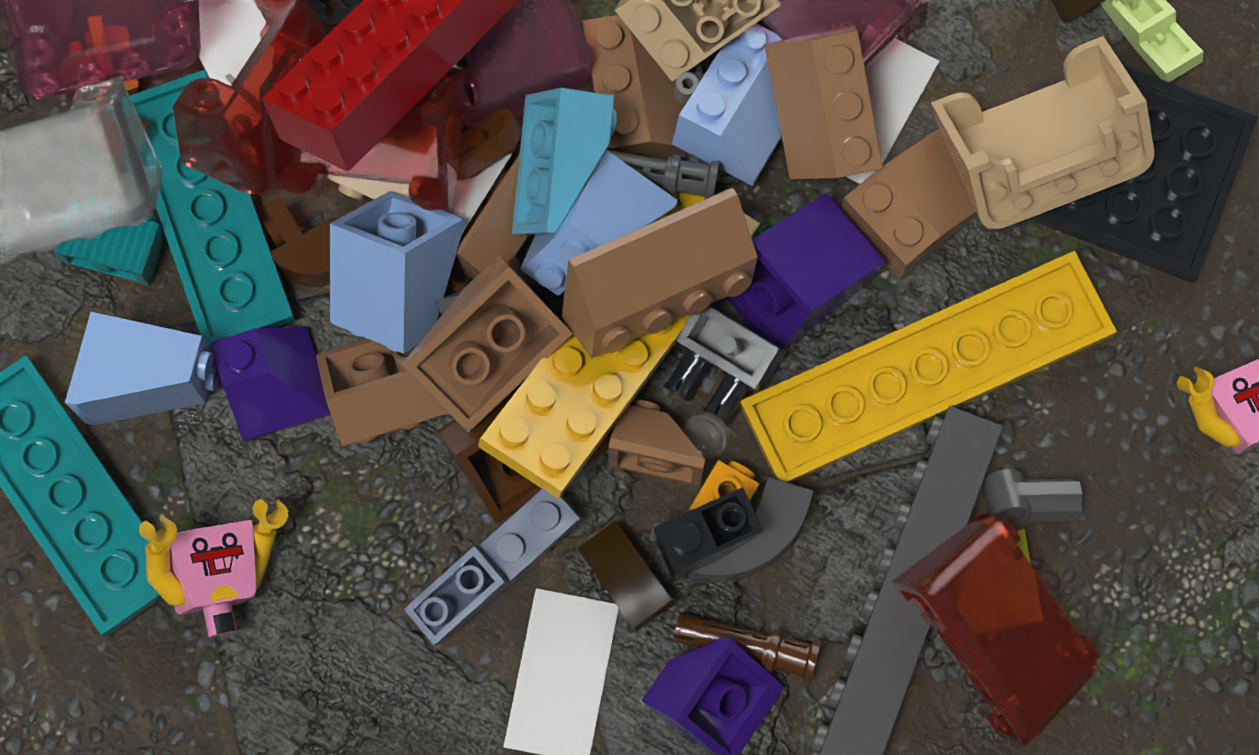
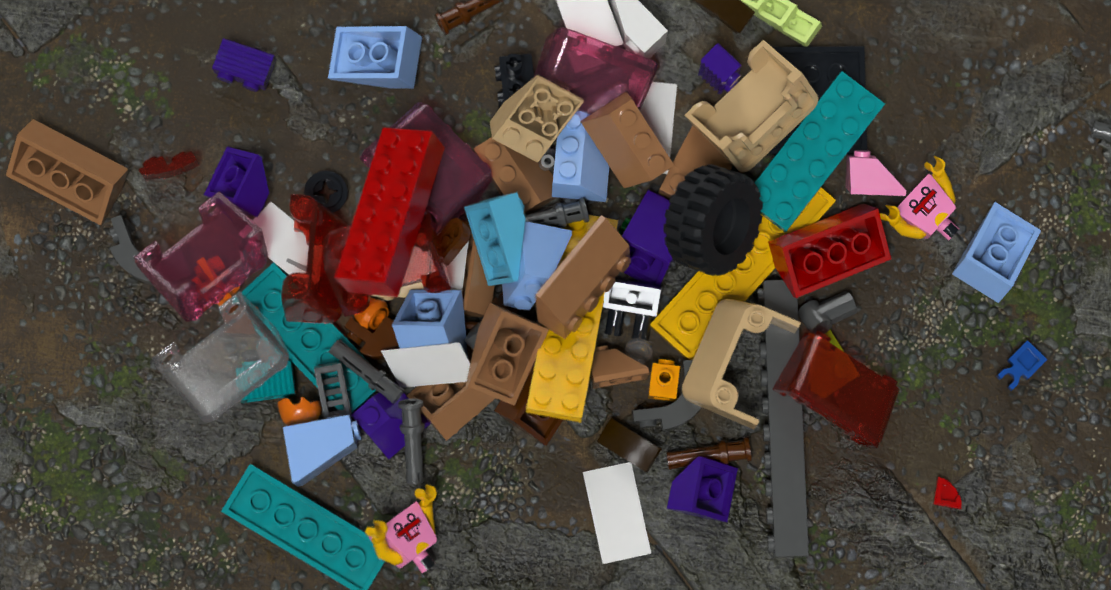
camera: 25 degrees left, 5 degrees up
(137, 304) = (299, 413): none -> orange hair
(188, 275) = (326, 368): none -> dark grey slope
(273, 302) = (374, 377): none -> dark grey pin
(294, 403) = (412, 429): none -> dark grey pin
(317, 205) = (373, 315): none -> orange cone
(363, 313) = (428, 365): none -> white sticker
(492, 566) = (555, 470): sand blue slope -> none
(707, 533) = (665, 406): black slope -> none
(789, 513) = (704, 379): none -> tan windscreen
(877, 245) = (713, 220): none -> black tyre
(1015, 56) = (720, 69): none -> dark purple brick
(1077, 402) = (830, 249): none -> red slope
(1111, 242) = (815, 150): none -> teal plate
(1189, 312) = (869, 176): none -> bright pink slope

